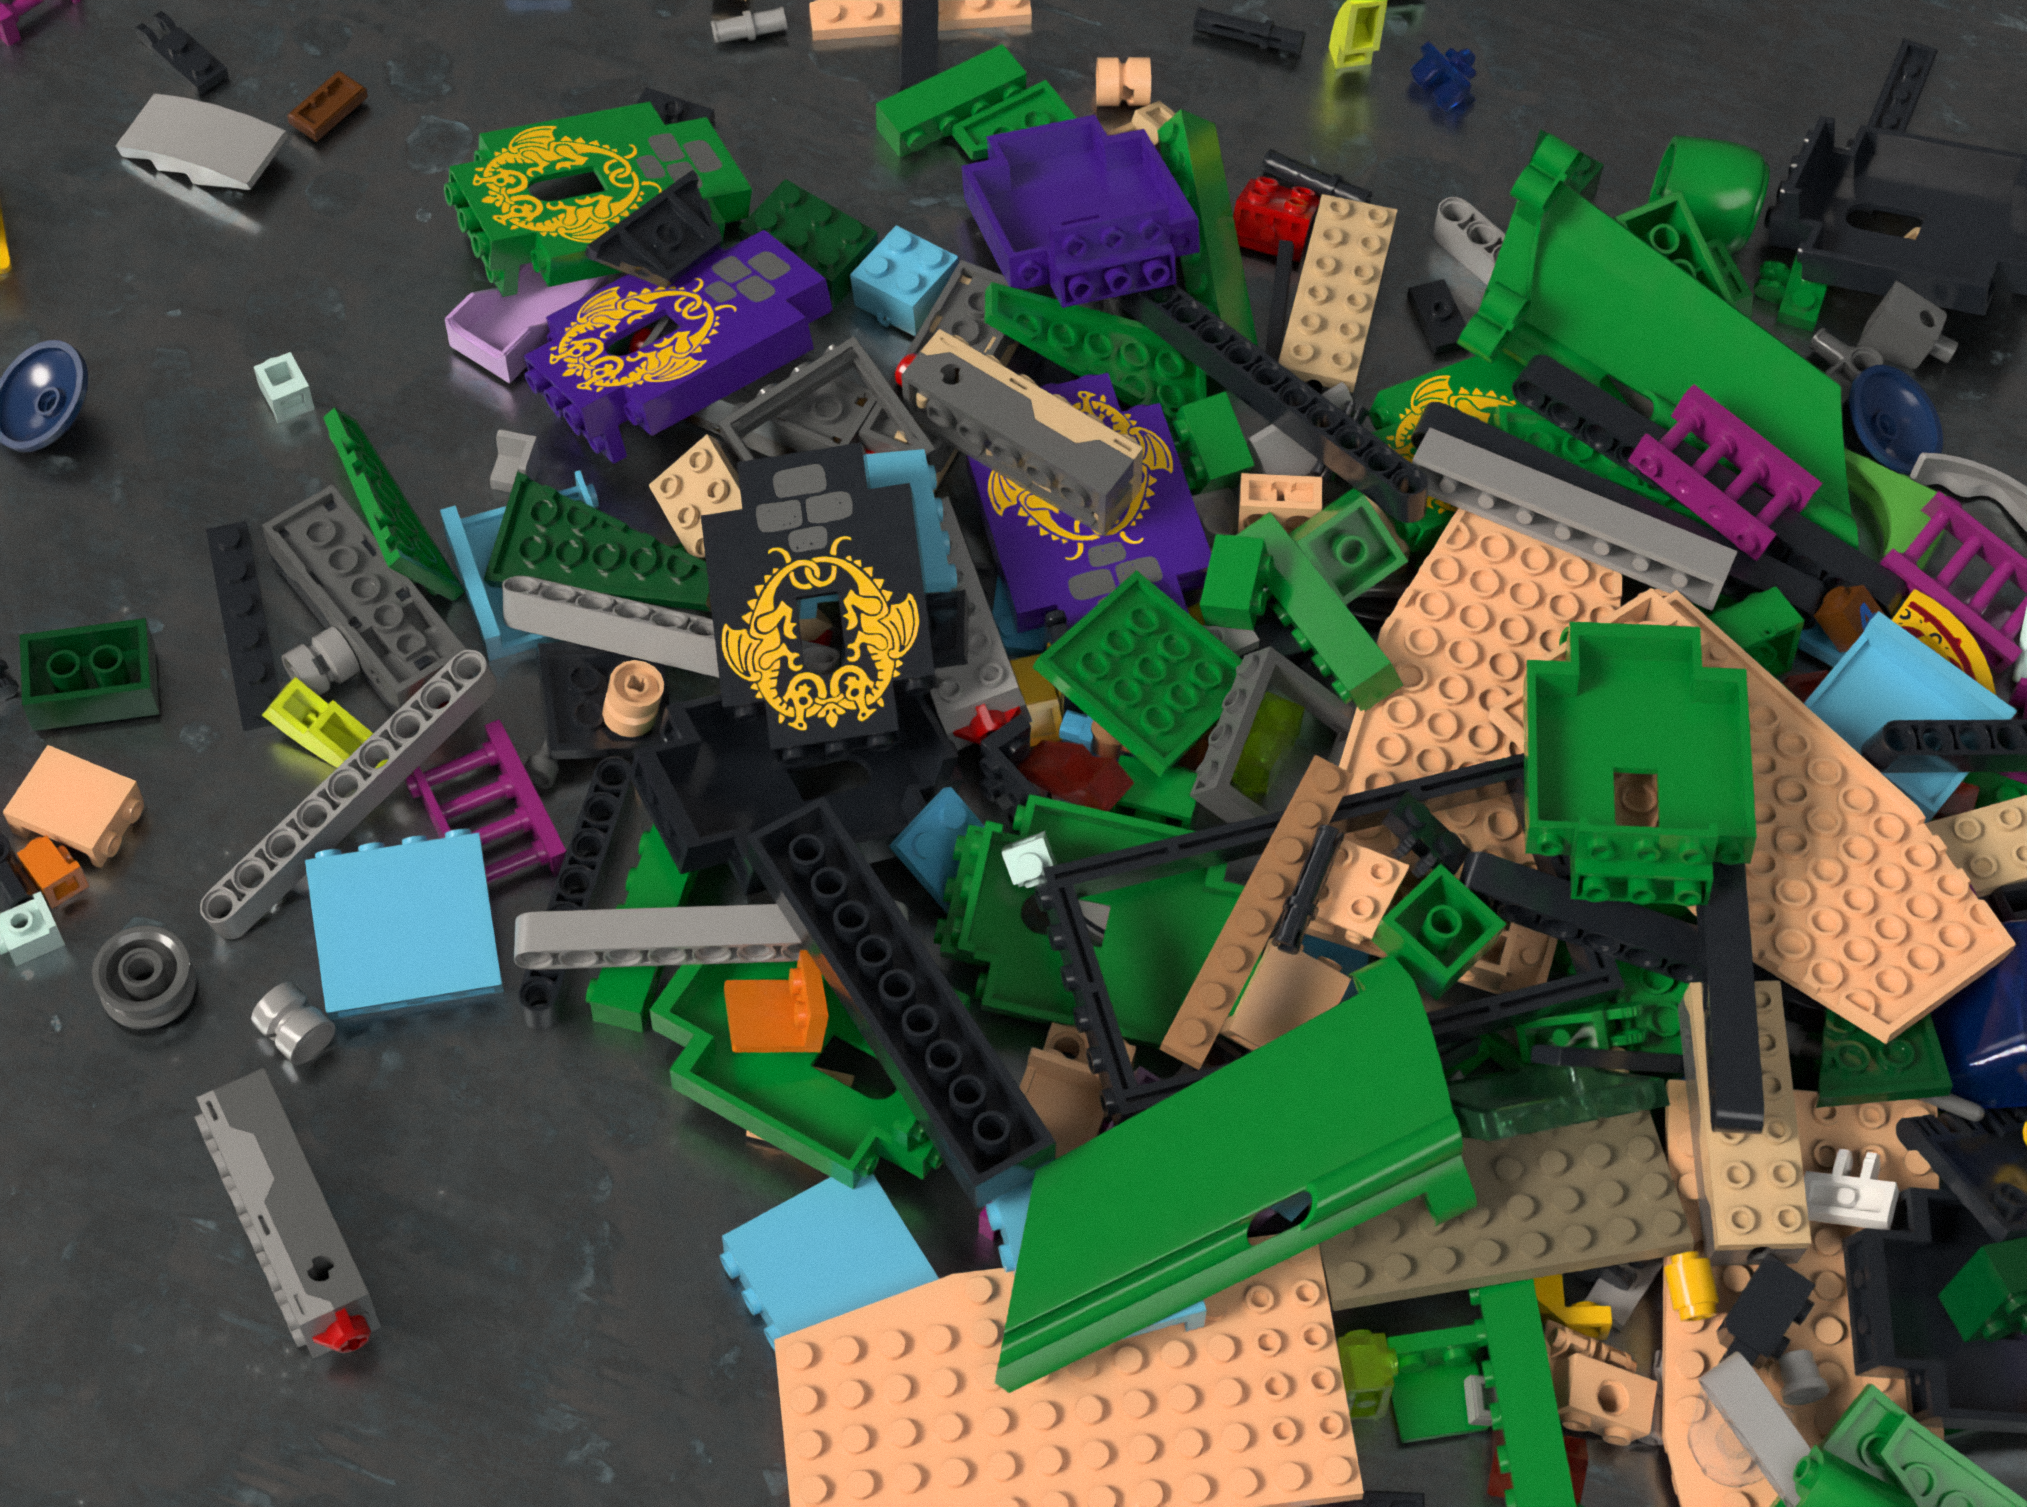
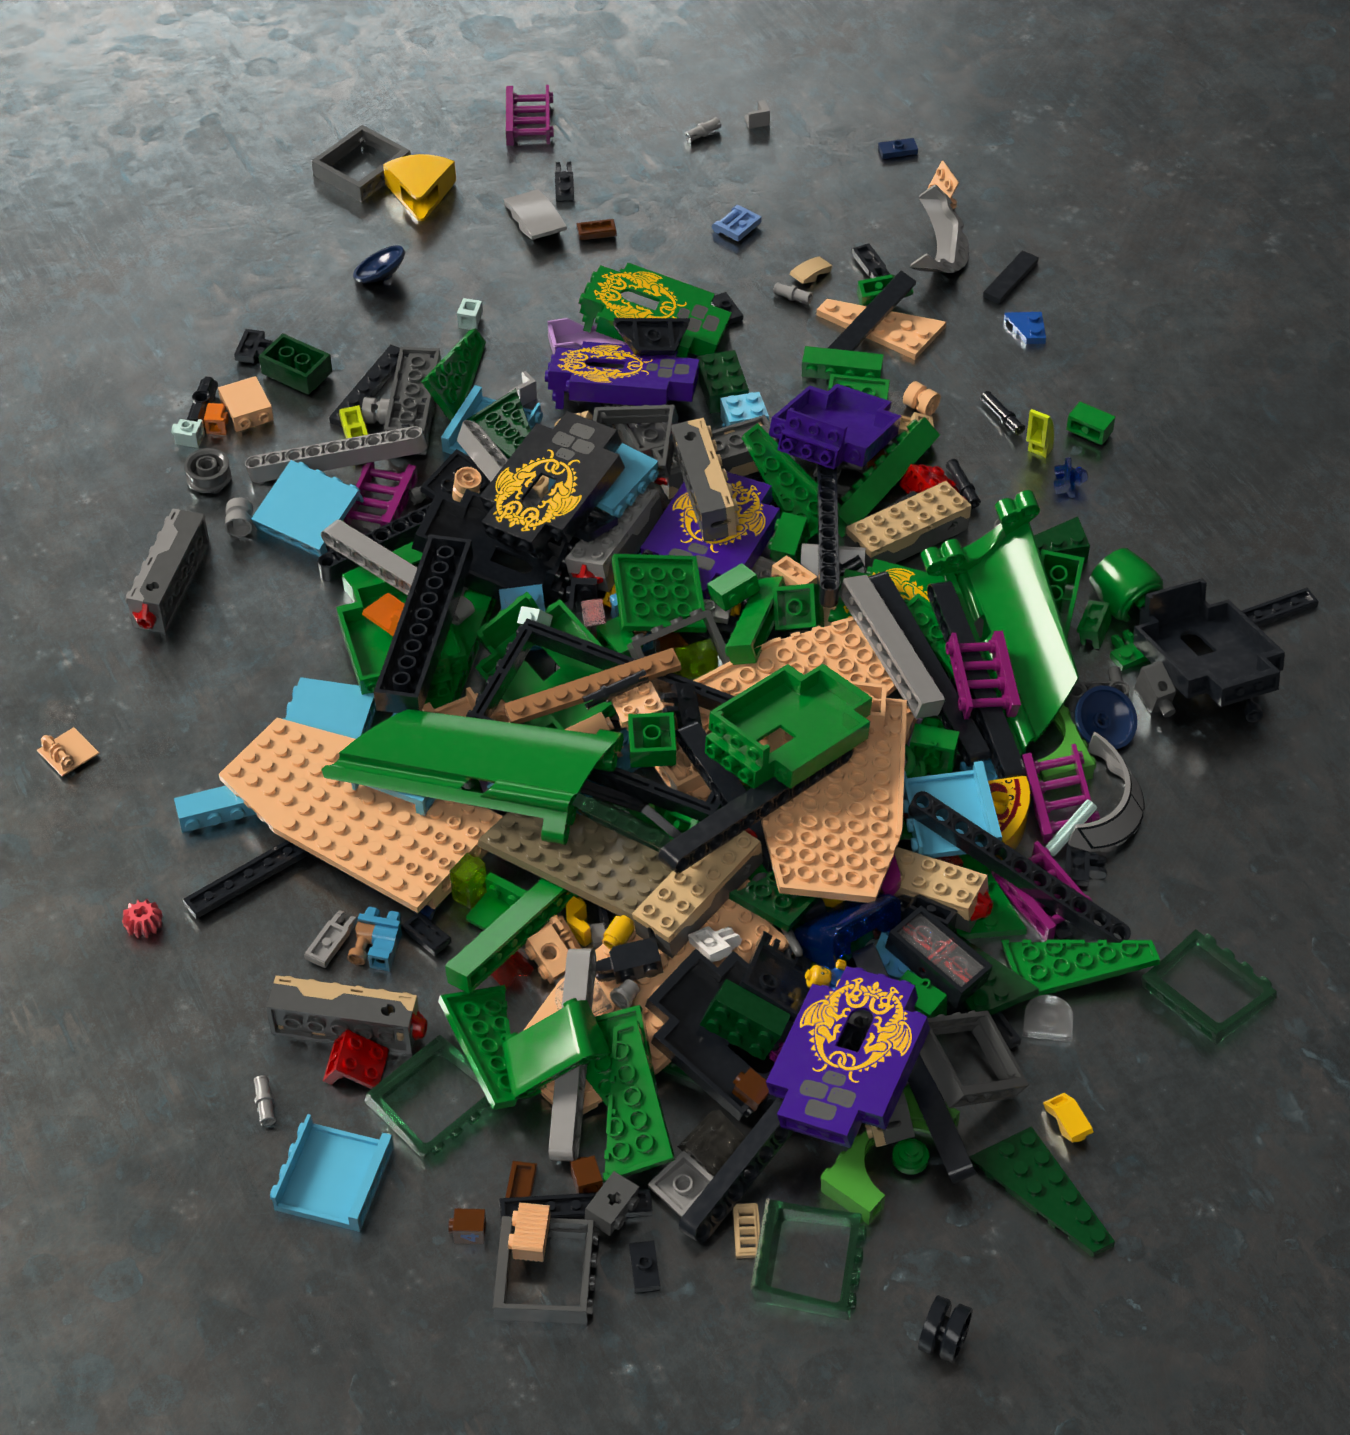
camera: 45 degrees right, 10 degrees down
(1846, 614) = (990, 763): reddish brown brick -> none

